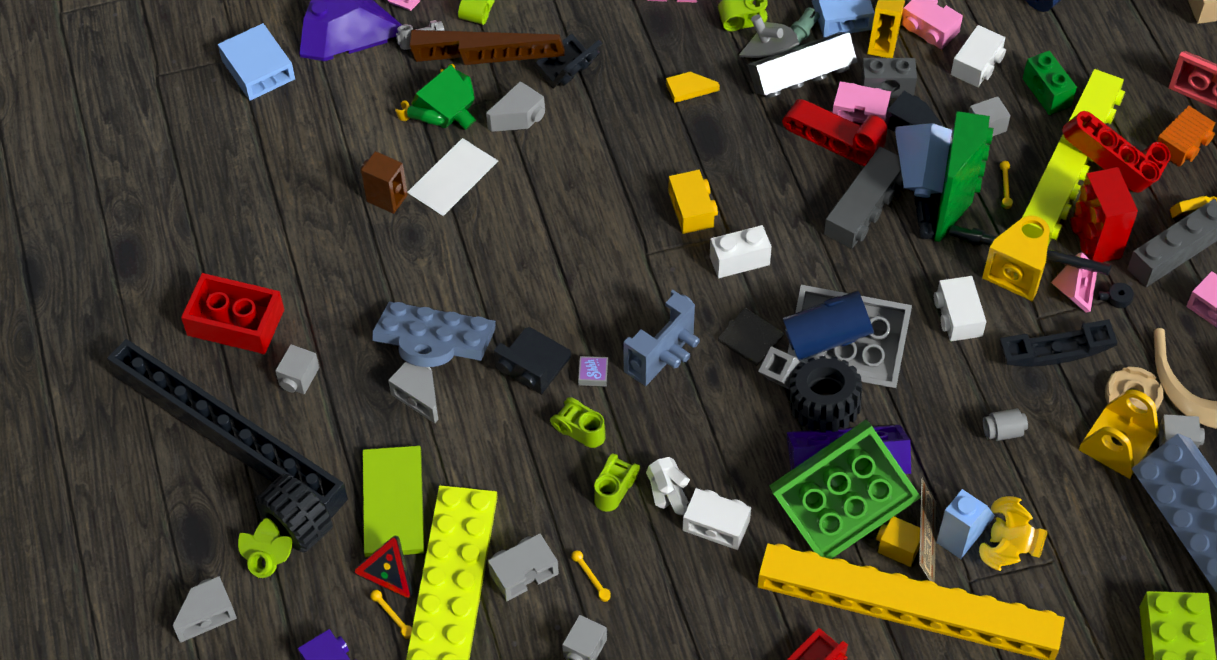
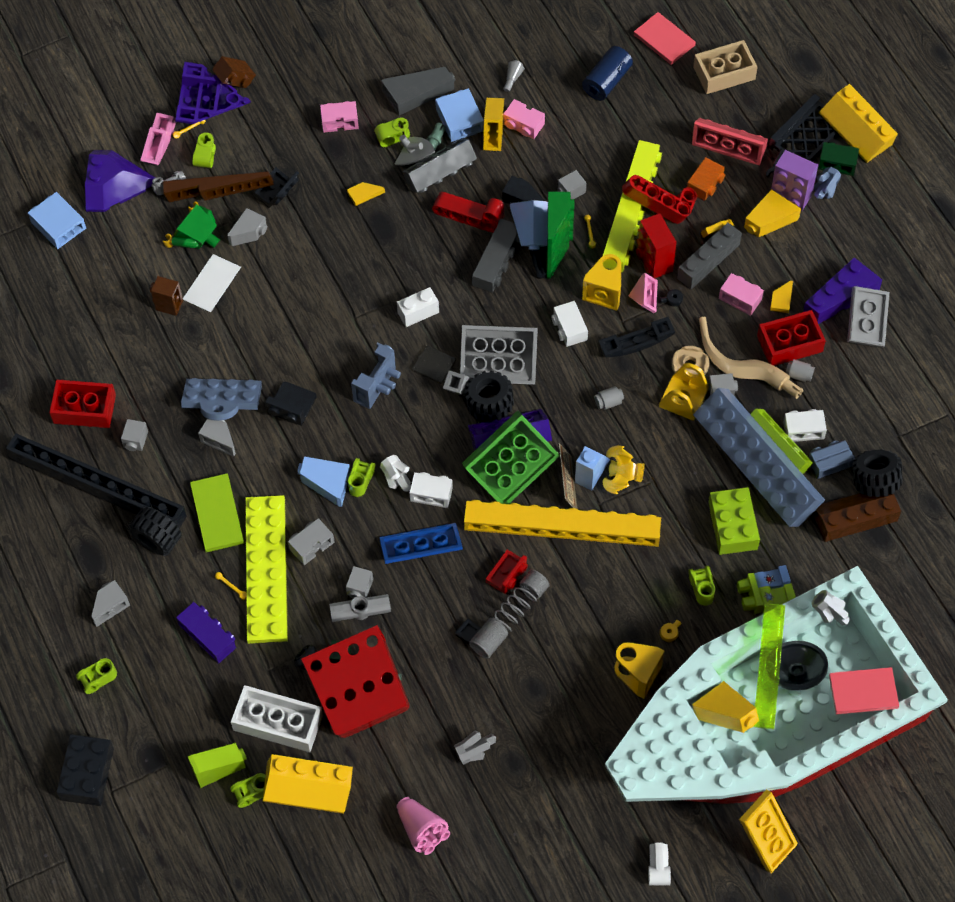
camera: 10 degrees left, 5 degrees up
(264, 544) = (139, 554): lime plate -> none
(387, 568) = (223, 557): piece -> none
(562, 475) = (325, 478): none -> light blue slope
(576, 420) = (328, 439): lime piece -> none
(593, 371) = (333, 404): tile -> none
(604, 594) = (366, 550): yellow hinge -> none
(688, 596) = (420, 543): none -> blue slope
(692, 201) = (379, 276): yellow brick -> none
(828, 325) = (484, 350): dark blue piece -> none
(858, 102) = (483, 188): bright pink brick -> none
(890, 74) = (499, 166): dark grey brick -> none
(899, 541) = (550, 485): yellow brick -> none
(978, 56) = (559, 141): white brick -> none
(979, 237) = (576, 272): black bar -> none
(1049, 82) = (610, 153): green brick -> none

